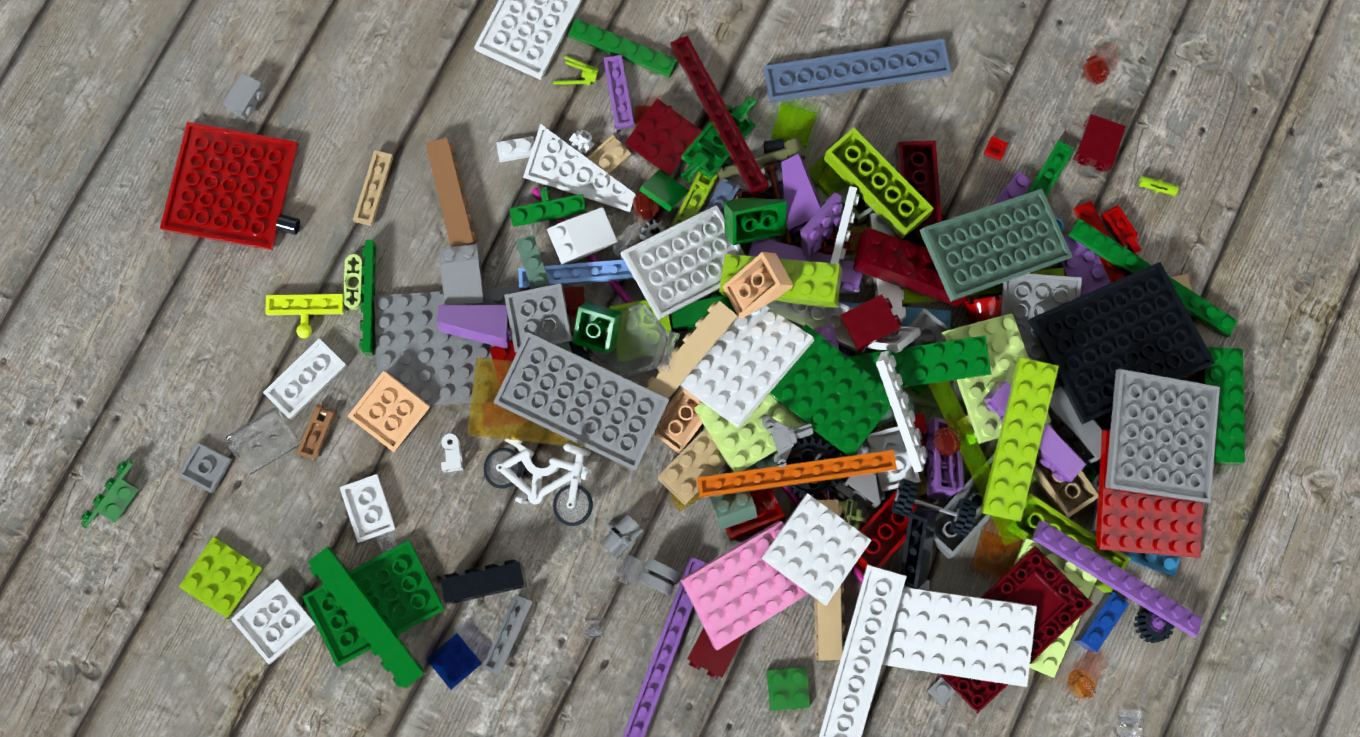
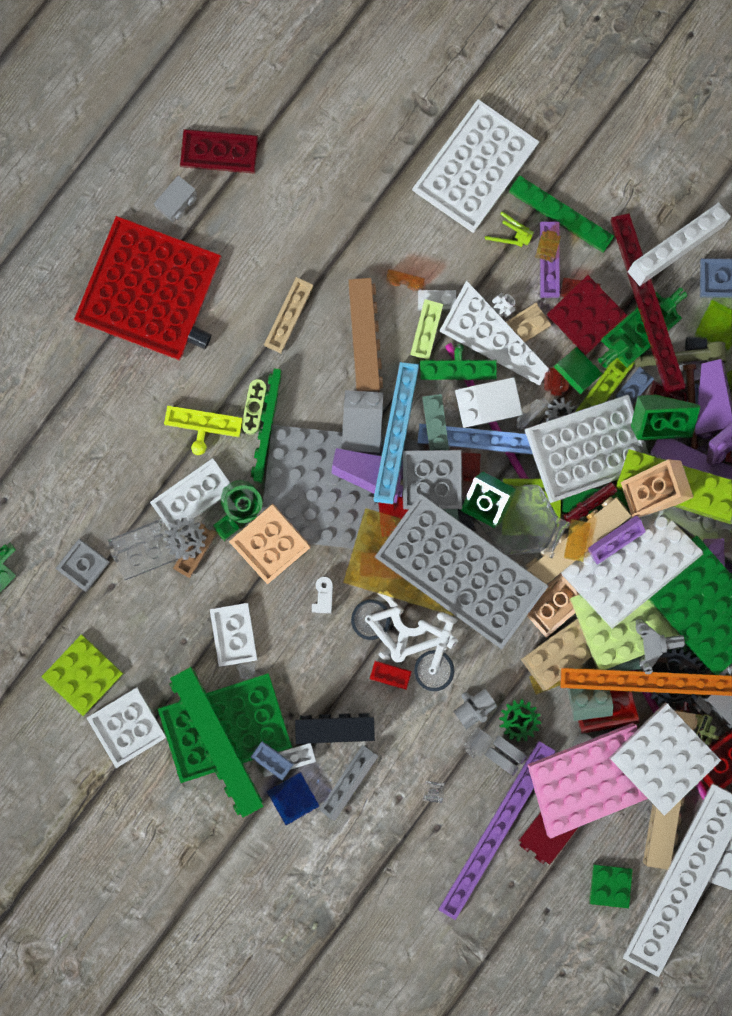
camera: 20 degrees right, 5 degrees up
(280, 45) = (219, 151): none -> dark red tile
(304, 411) = (181, 546): none -> light grey gear
(343, 404) = (226, 528): none -> green plate
(363, 379) = (250, 505): none -> green brick
(425, 626) = (272, 760): none -> sand blue plate
(443, 622) = (299, 756): none -> white plate
(489, 135) = (397, 278): none -> clear orange plate
(495, 280) = (396, 433): none -> medium azure plate
(510, 177) = (426, 329): none -> yellowish green plate
(531, 519) = (390, 675): none -> red plate
(613, 78) = (548, 246): none -> clear yellow brick
(672, 548) = (517, 711): none -> green gear
(689, 349) = (577, 540): none -> clear yellow plate
(700, 311) = (583, 509): none -> dark red pin
(727, 341) = (616, 540): none -> medium lavender plate
(738, 55) = (679, 244): none -> white brick

